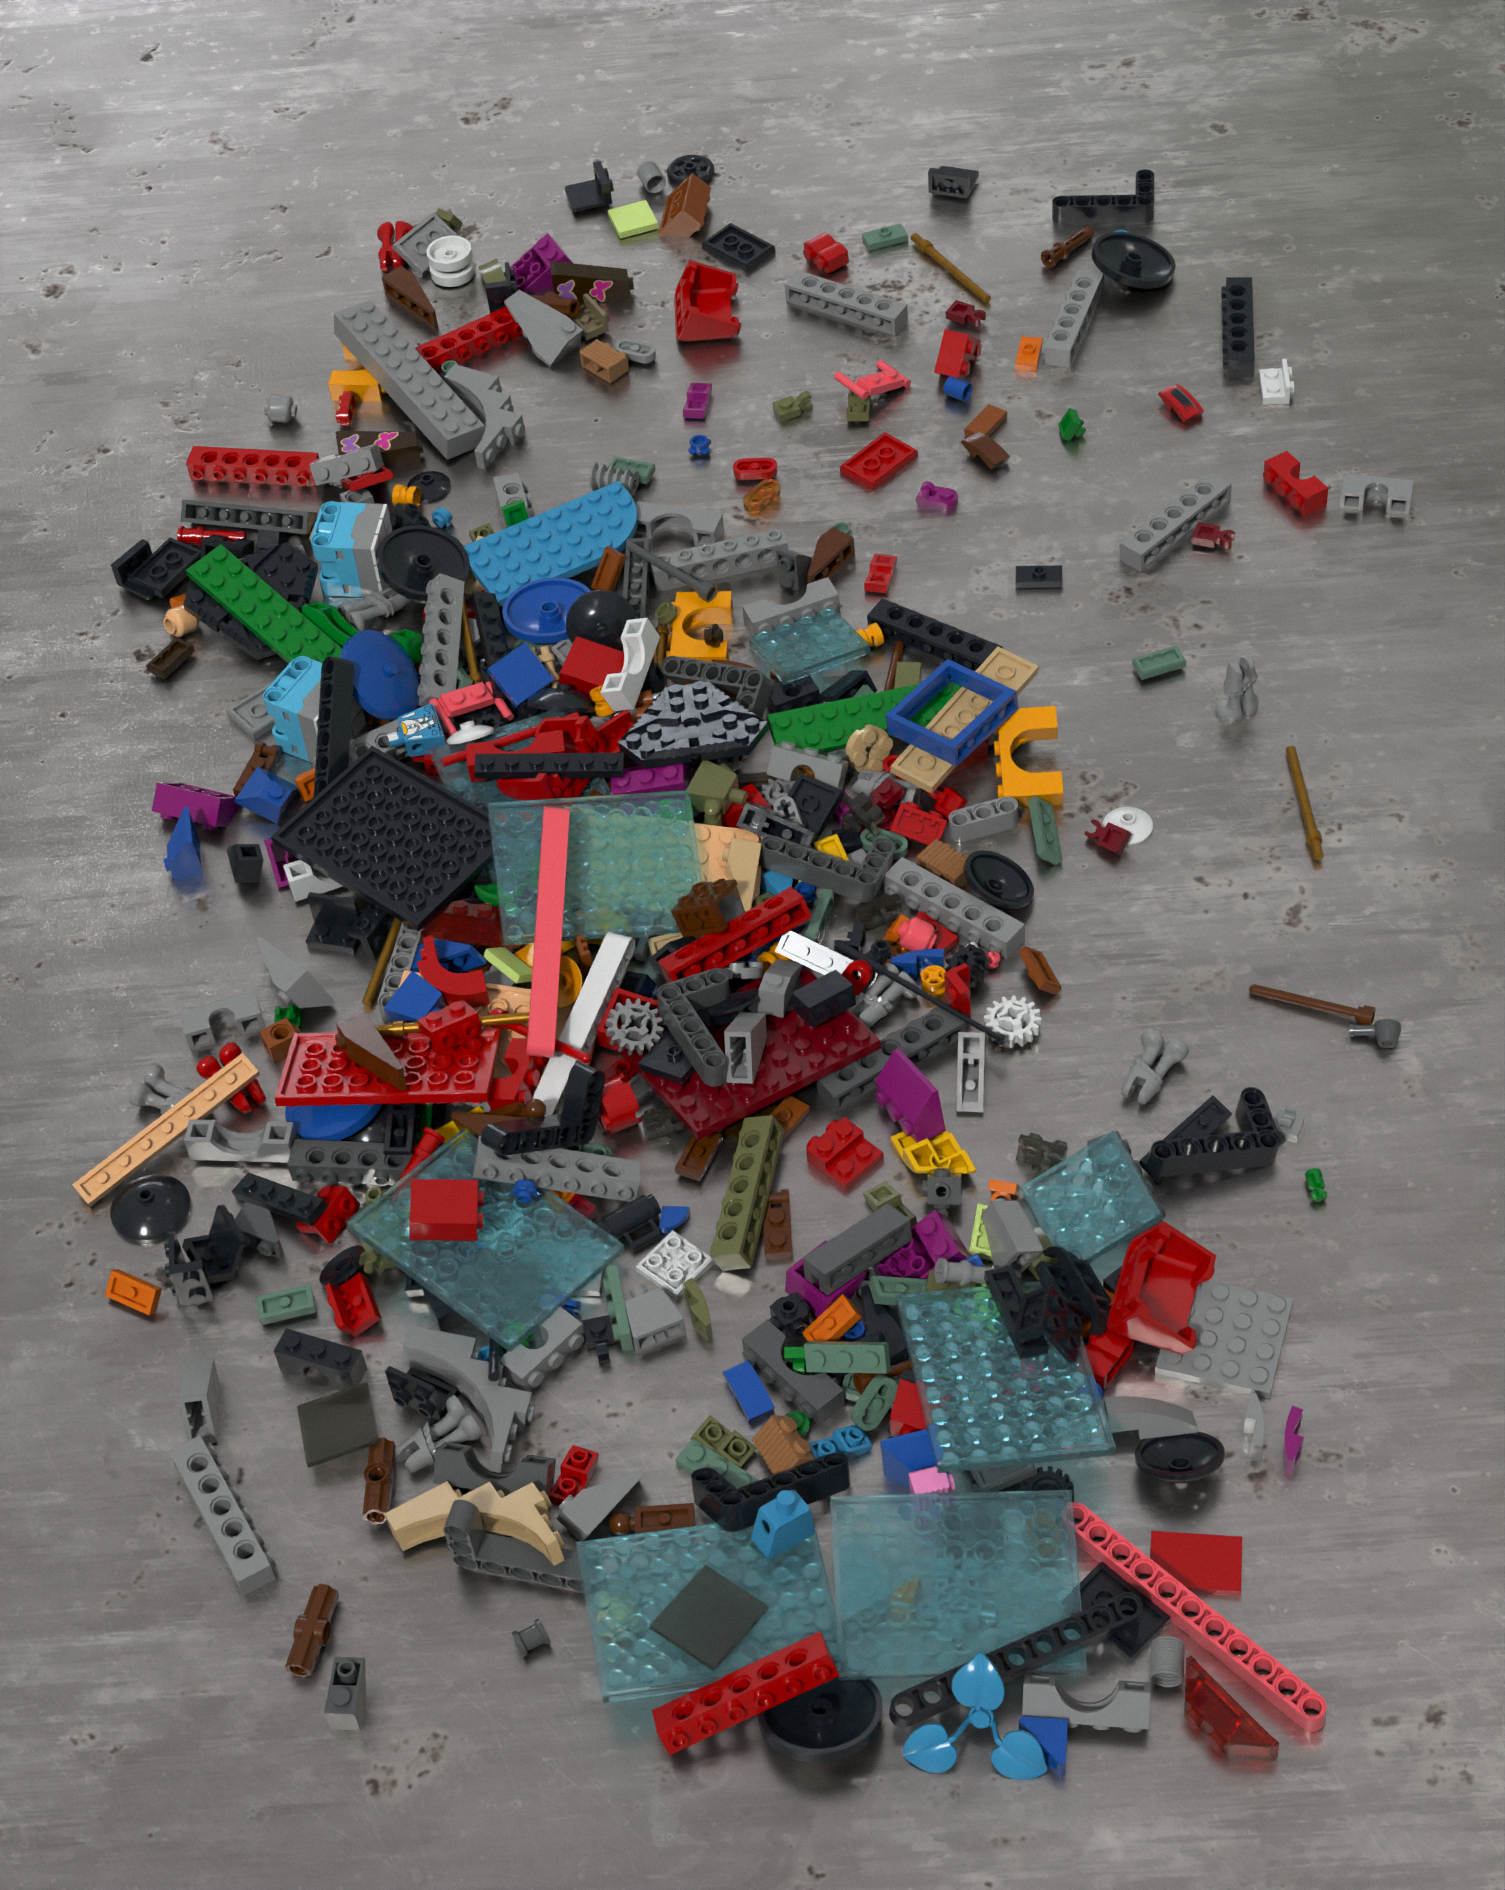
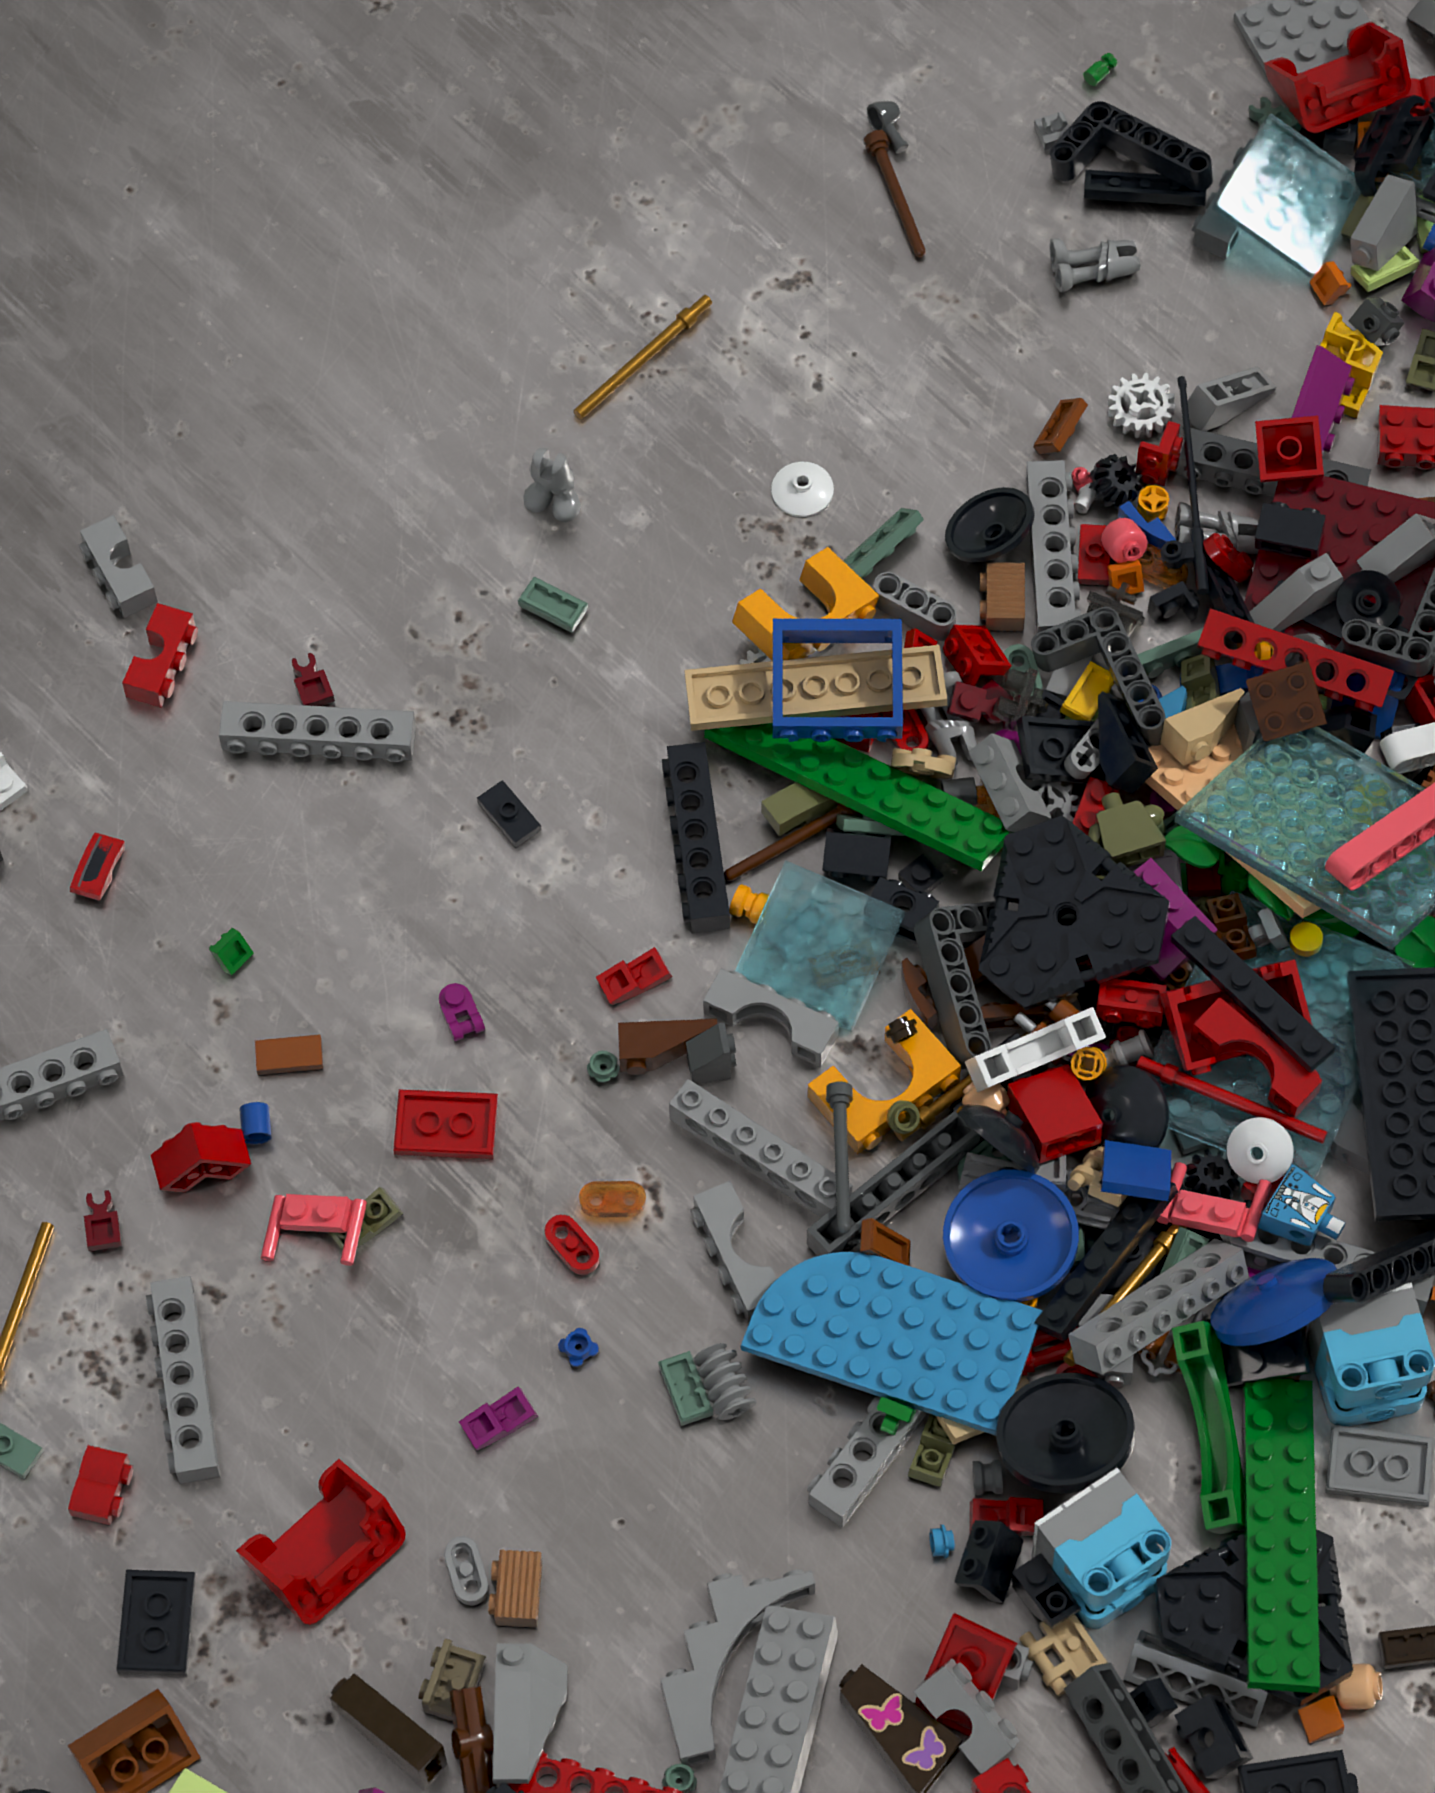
camera: 135 degrees left, 15 degrees up
(378, 603) = (1177, 1492): light grey piece -> none
(405, 495) = (939, 1610): light orange wheel -> none
(432, 484) = (892, 1636): black dish -> none
(790, 408) = (429, 1299): olive plate -> none
(878, 1036) = (1289, 448): none -> red slope
(986, 448) = (342, 1012): reddish brown slope -> none
(1028, 354) = (122, 1099): orange plate -> none
(1040, 1153) = (1256, 271): clear smoke hips -> none
(1109, 838) = (841, 481): dark red plate -> none

